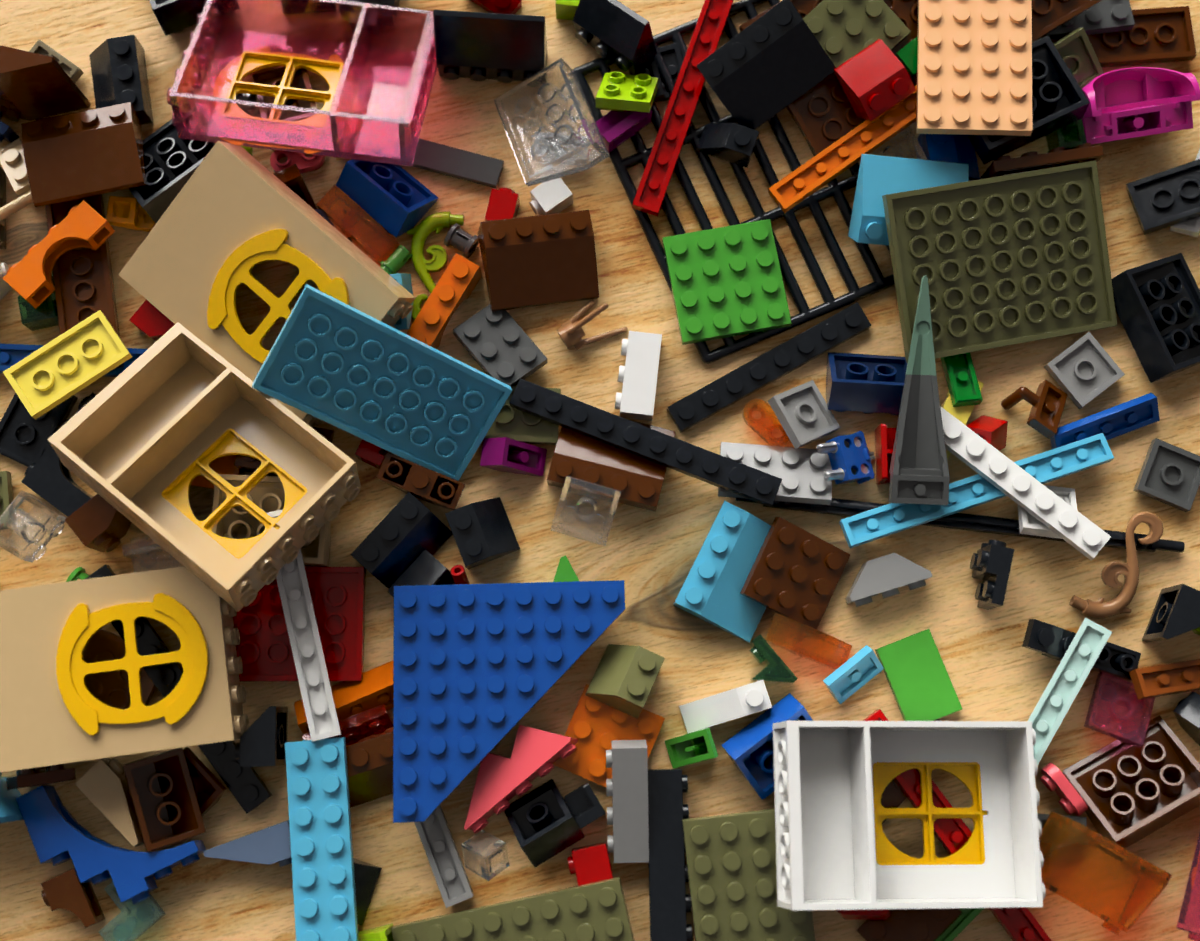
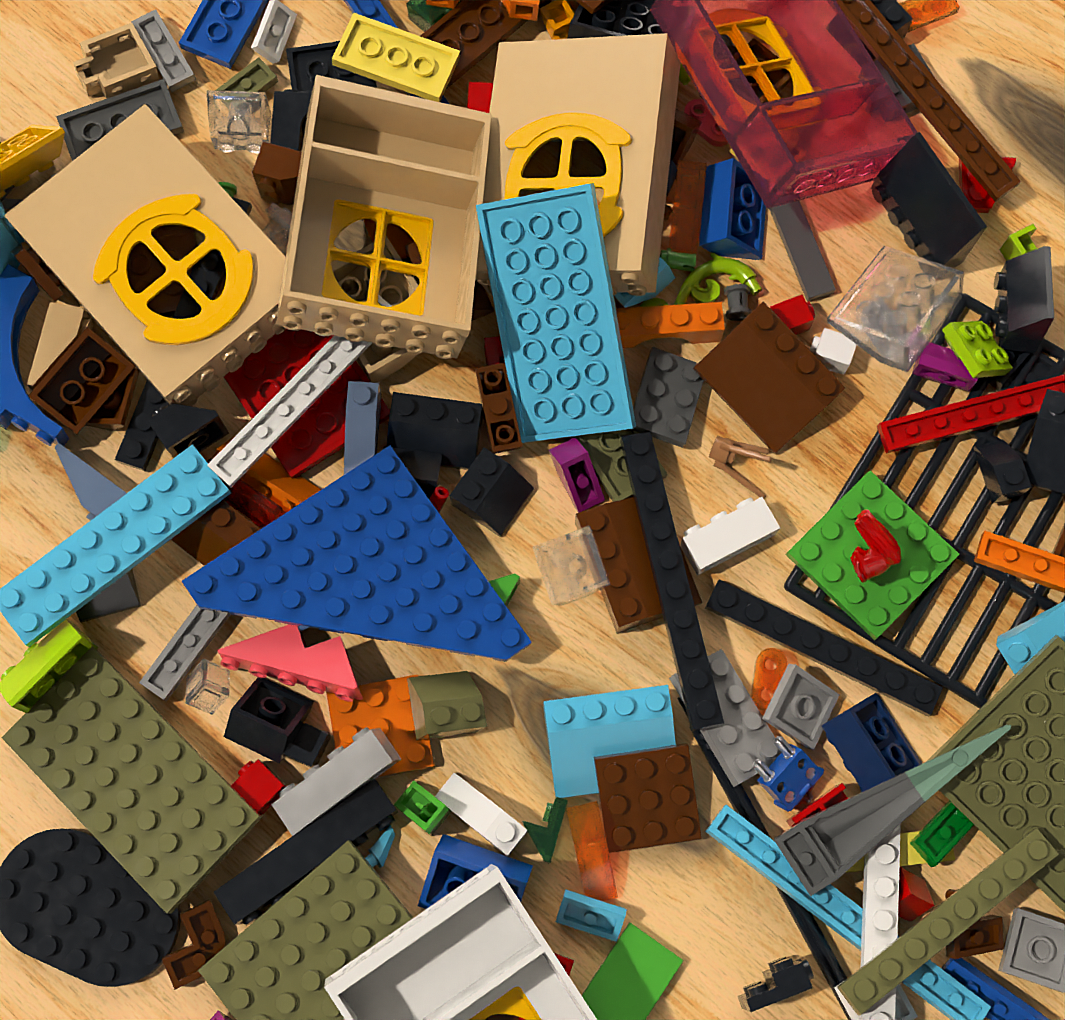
camera: 55 degrees right, 5 degrees down
(360, 598) = (361, 423): none -> sand blue slope
(700, 800) = (381, 848): none -> medium azure bar
(733, 272) = (882, 549): none -> red hair
(884, 577) = (703, 885): light grey slope -> none
(1029, 421) = (947, 921): none -> olive plate

